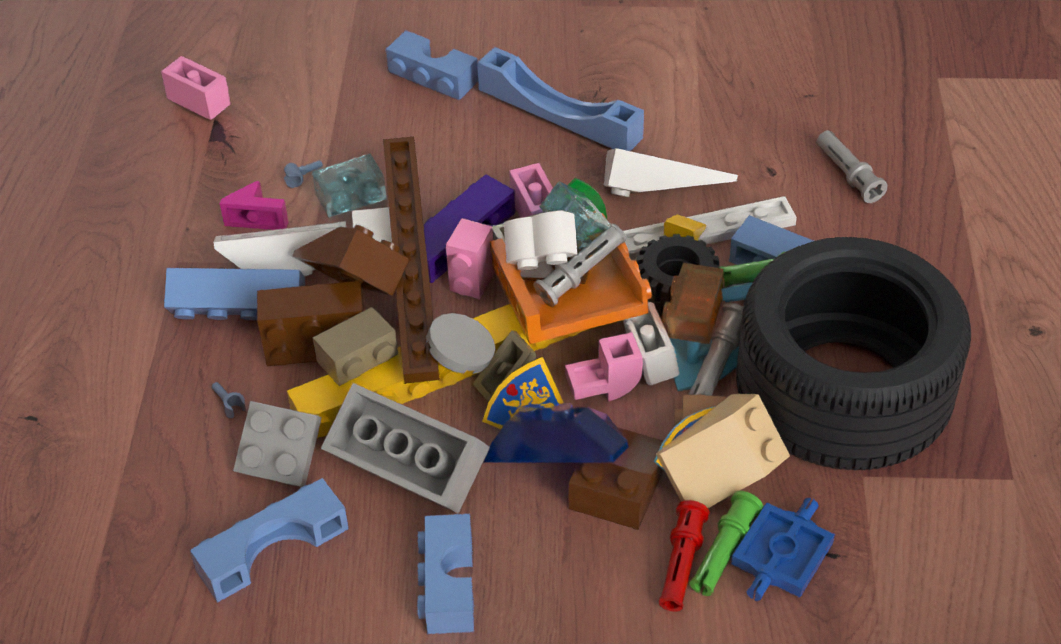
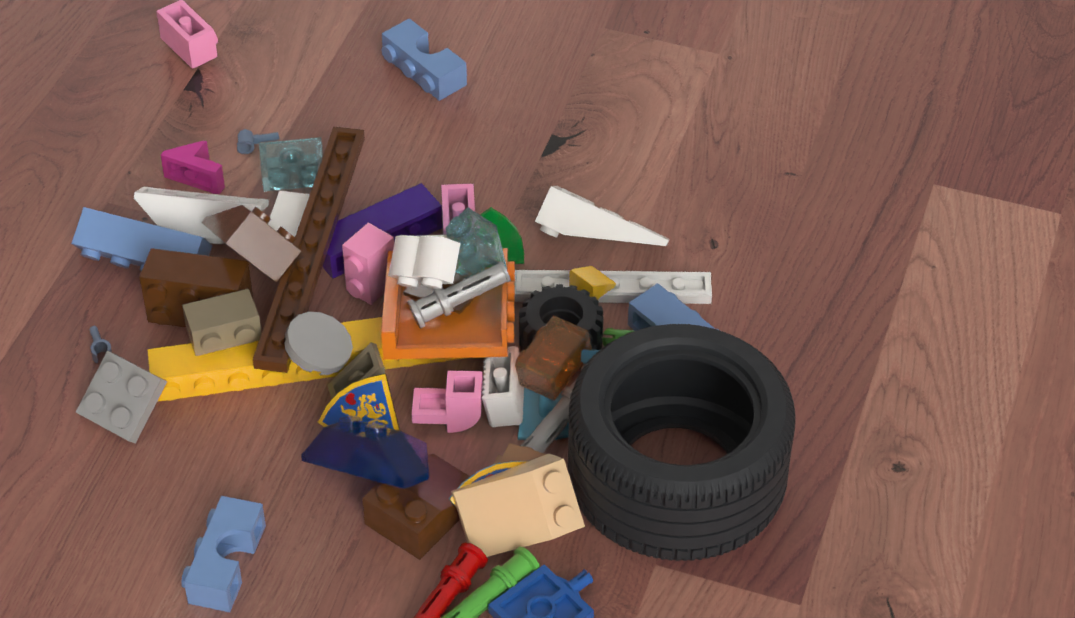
camera: 15 degrees right, 0 degrees up
(307, 515) = (41, 487): medium blue arch -> none
(405, 447) = (230, 429): light grey brick -> none
(510, 80) = (566, 157): medium blue arch -> none
(857, 173) = (795, 265): light grey pin -> none

